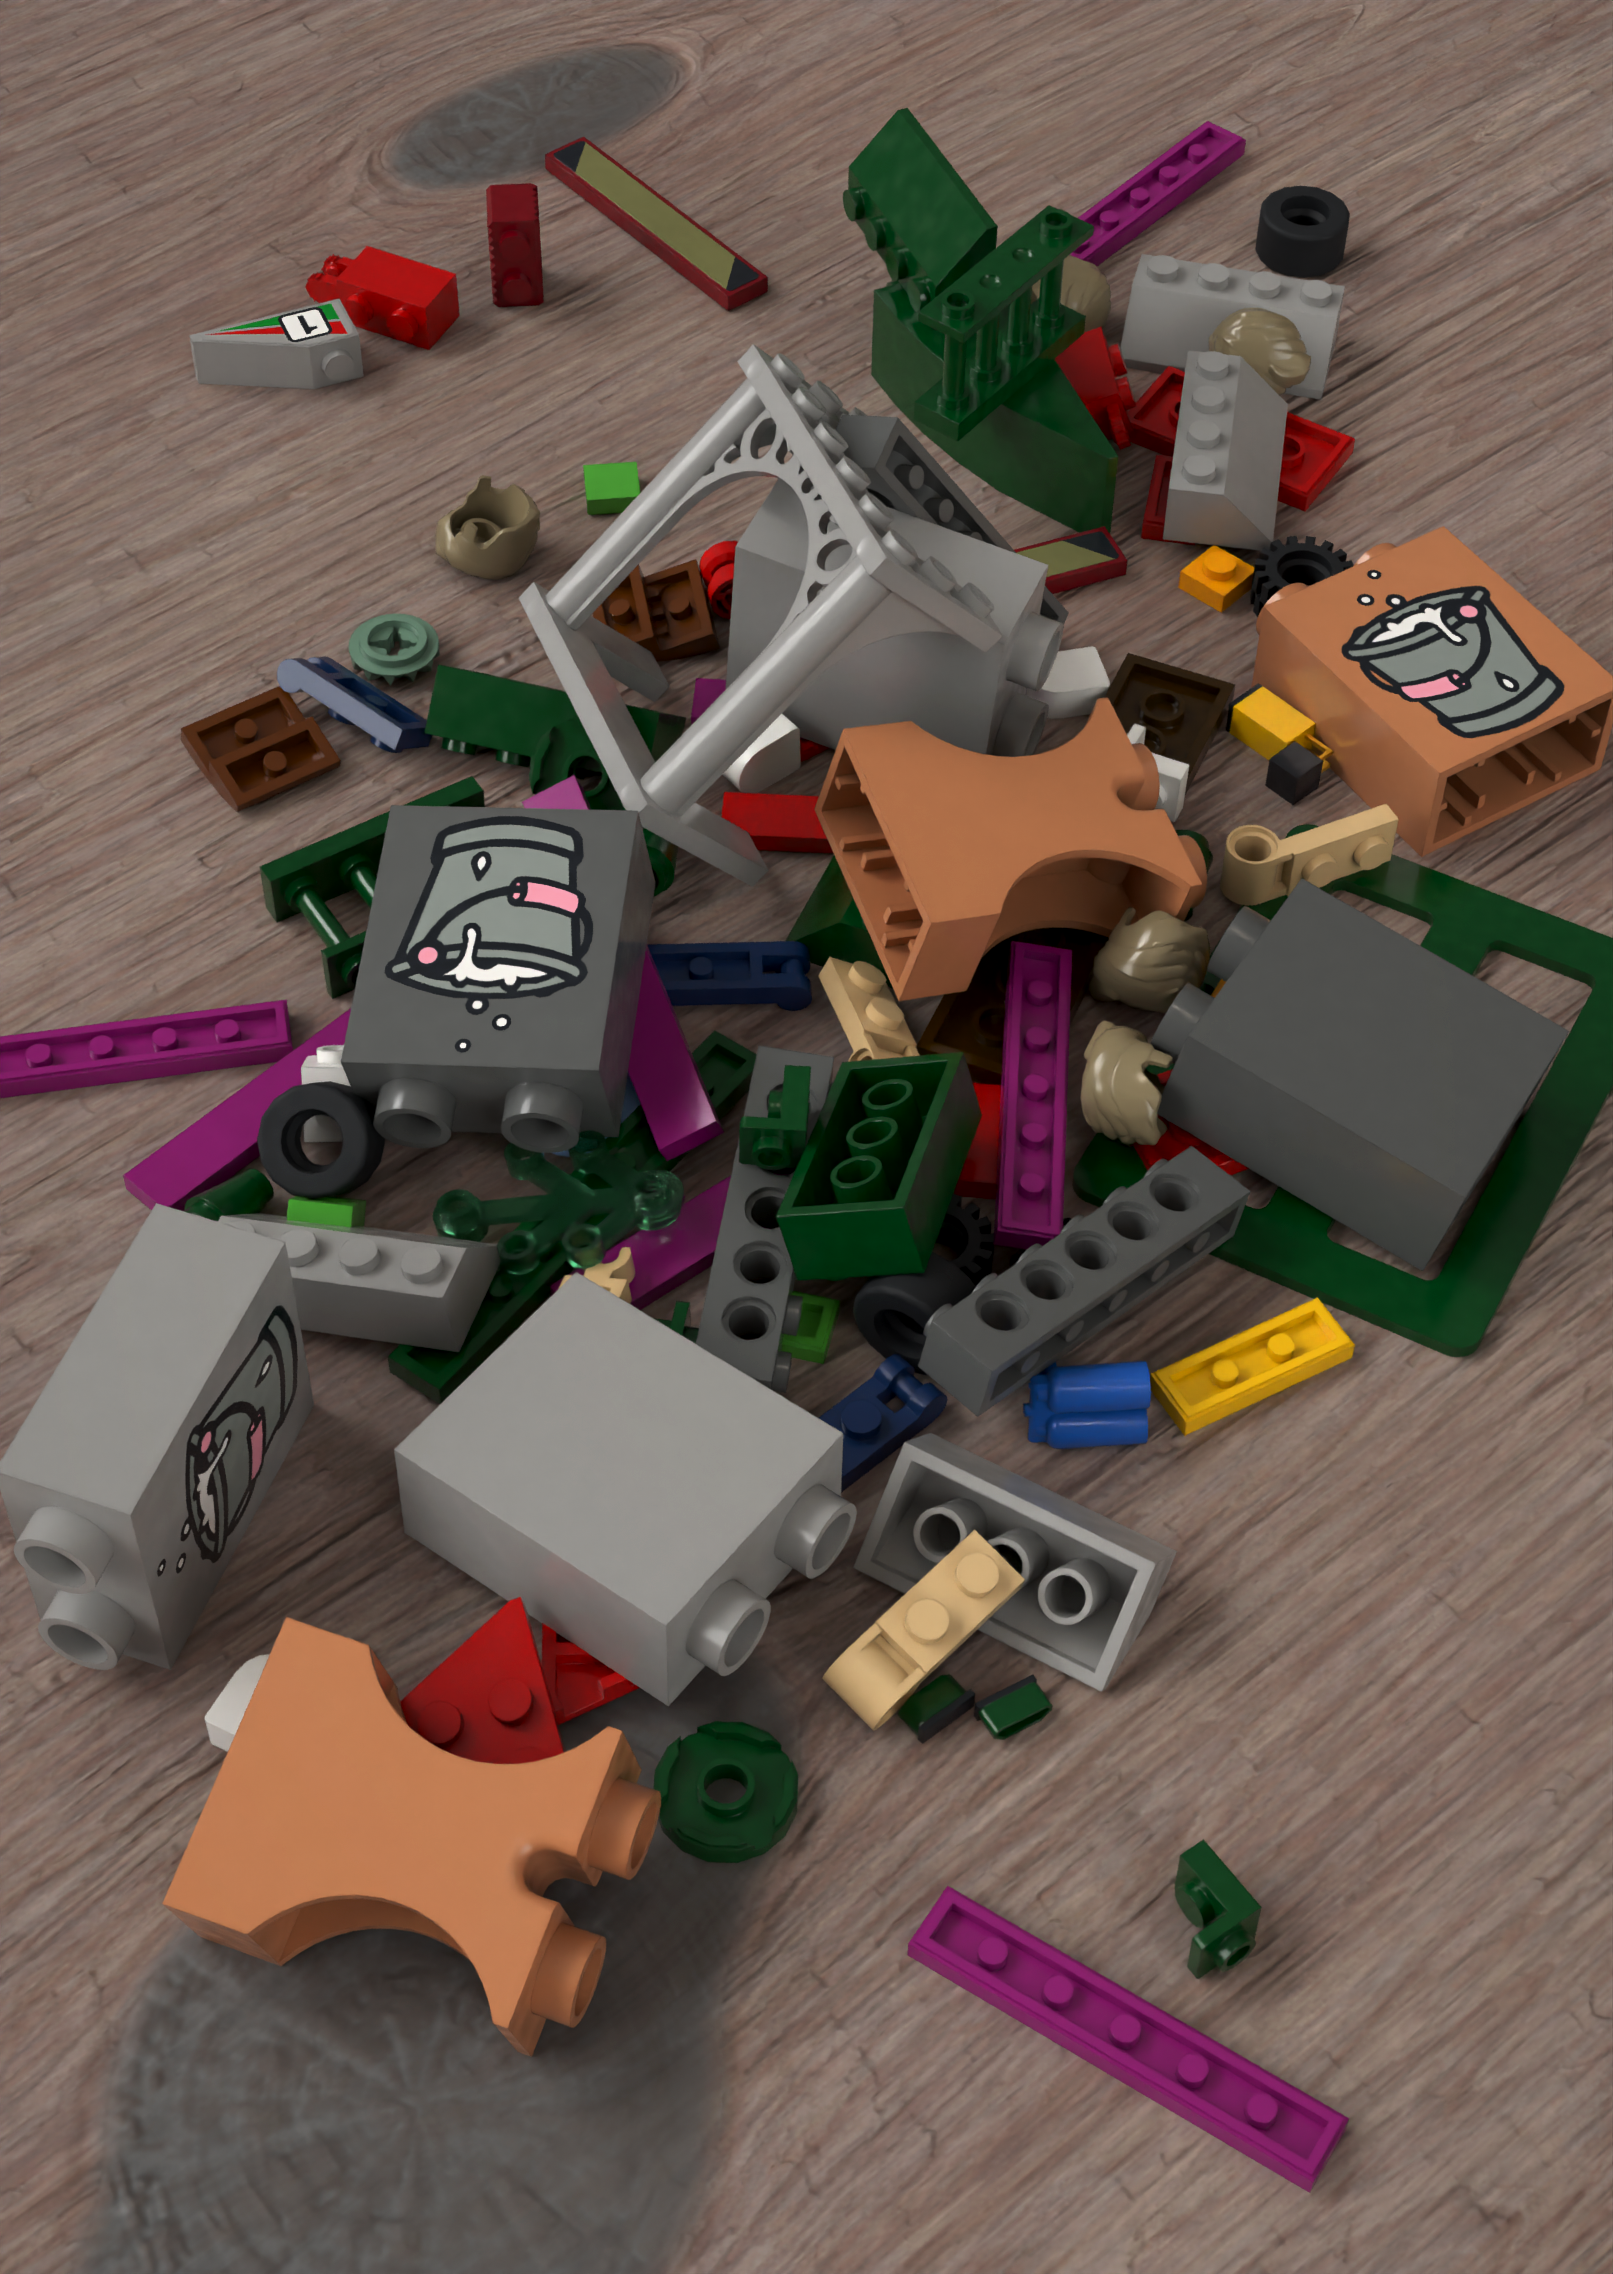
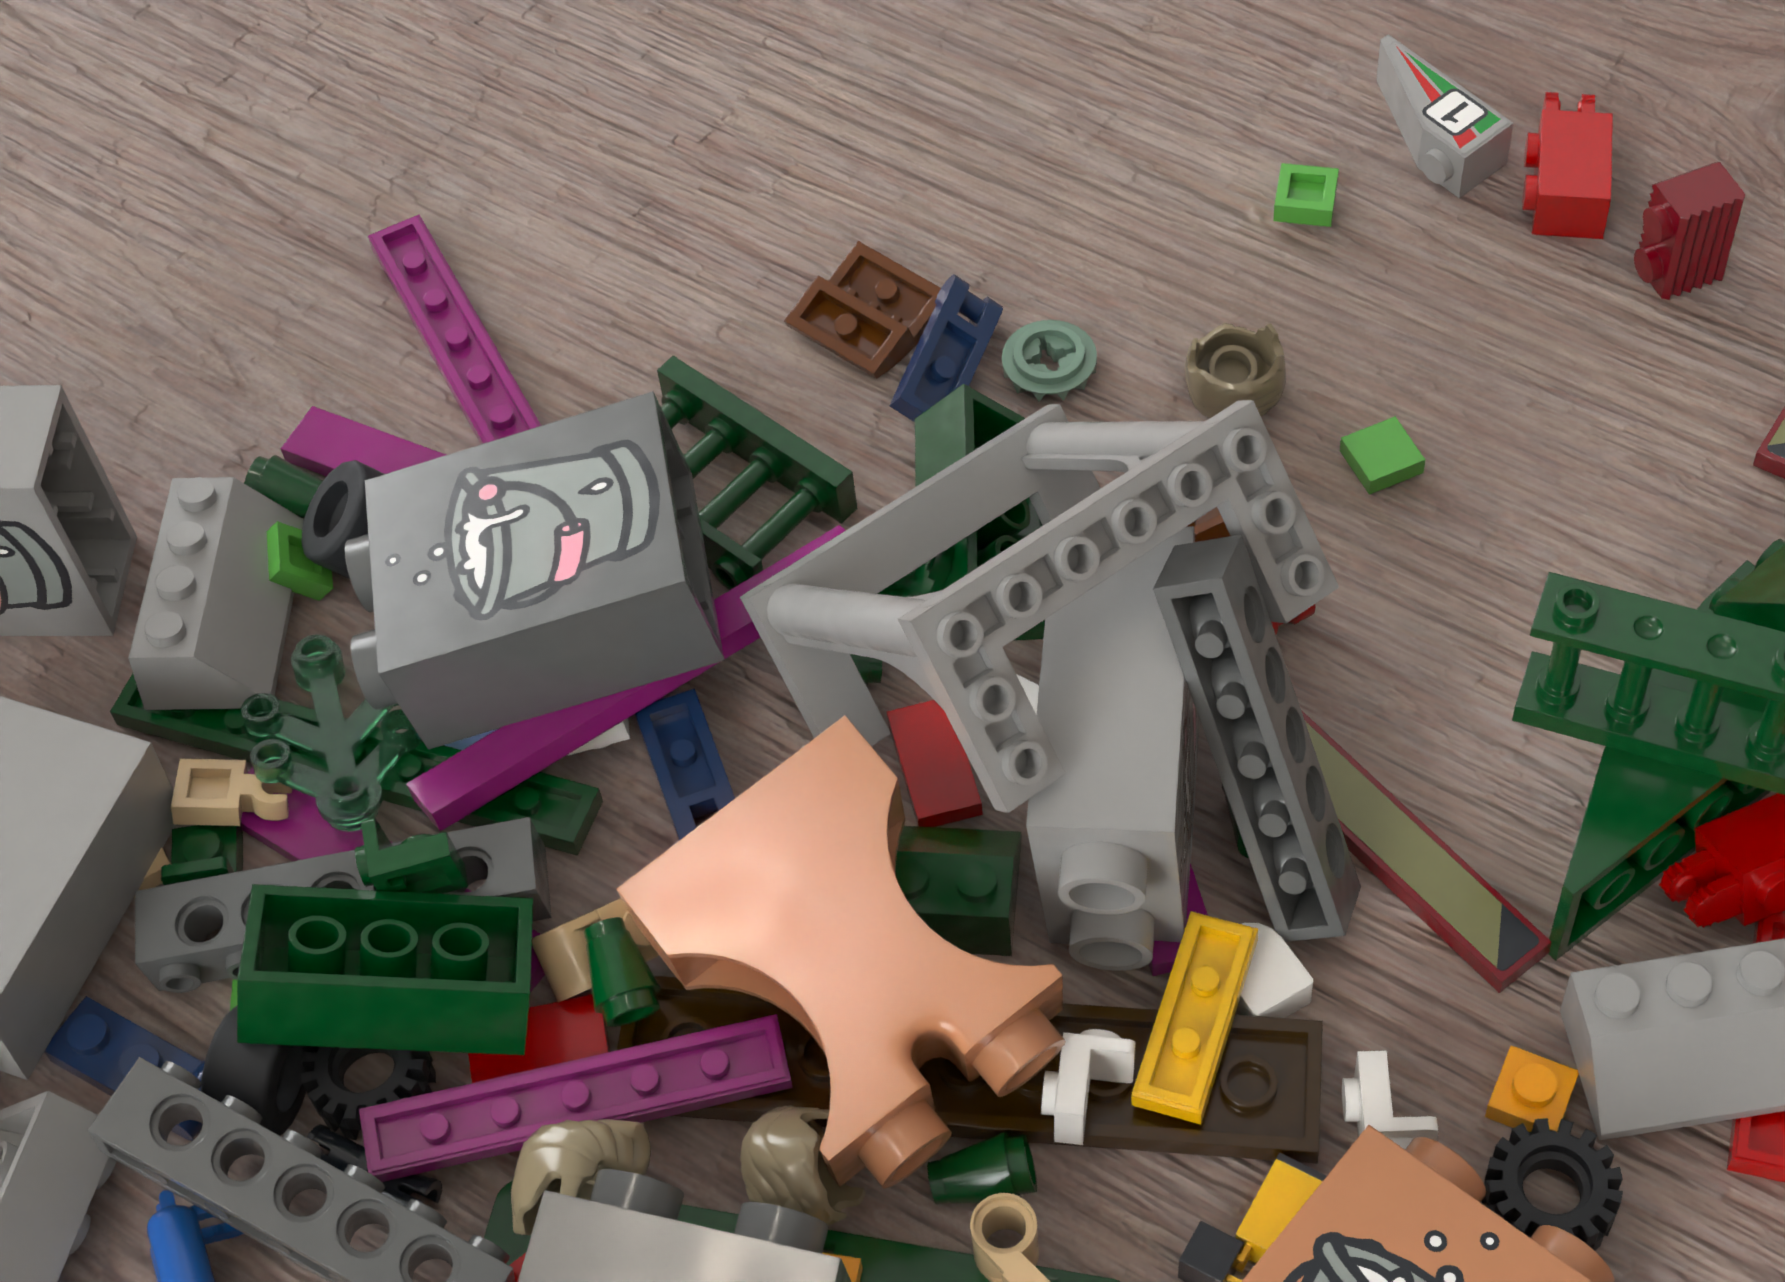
camera: 80 degrees right, 5 degrees up
(314, 447) = (1306, 194): none -> bright green plate
(934, 1027) = (619, 974): none -> dark green cone
(1074, 692) = (1195, 1018): none -> yellow tile
(1211, 646) = (1369, 1102): none -> white bracket

